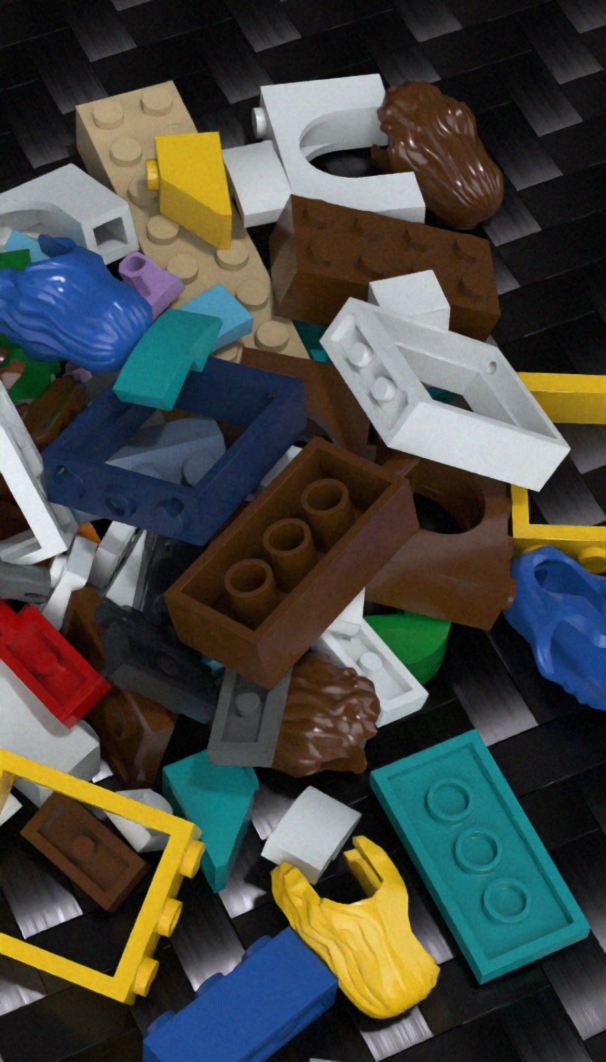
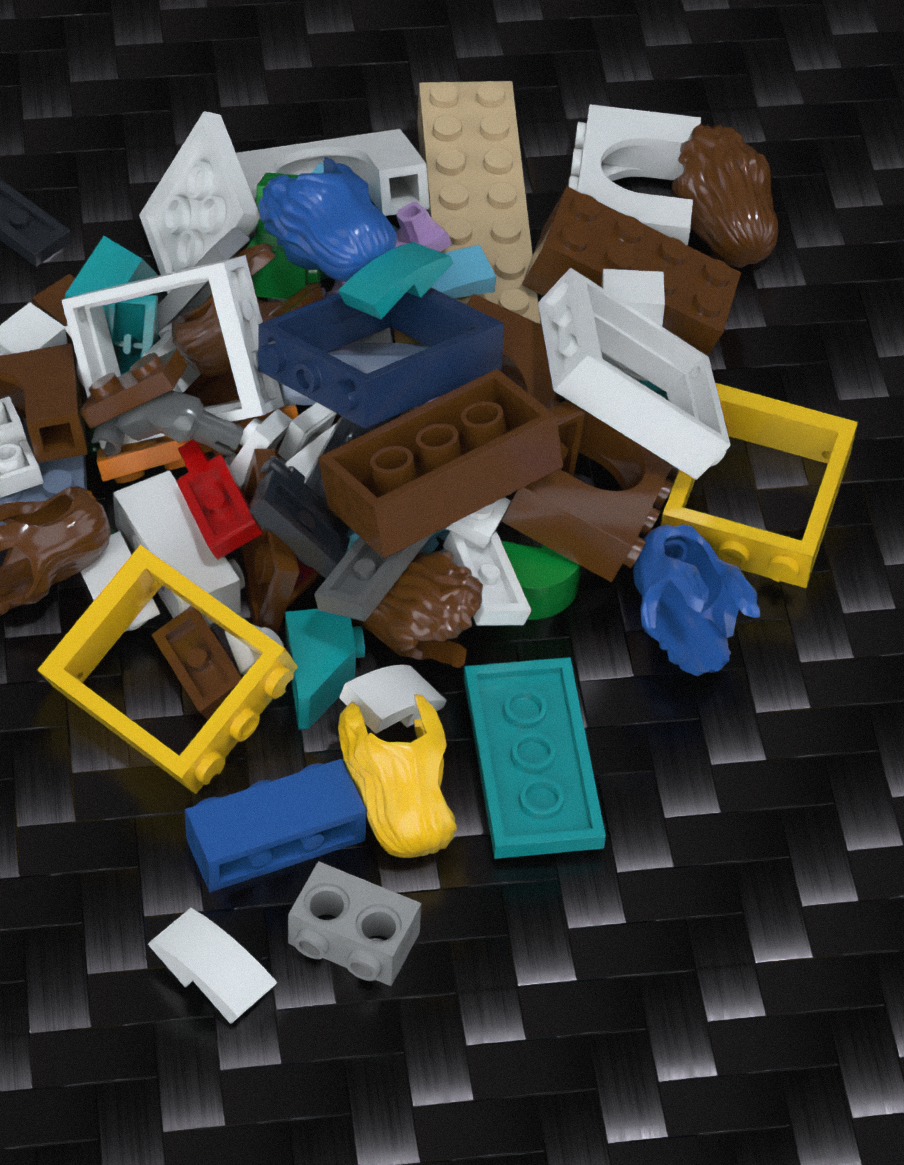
camera: 20 degrees right, 5 degrees down
(192, 184) = (488, 161): yellow slope -> none
(256, 182) = (546, 175): white slope -> none

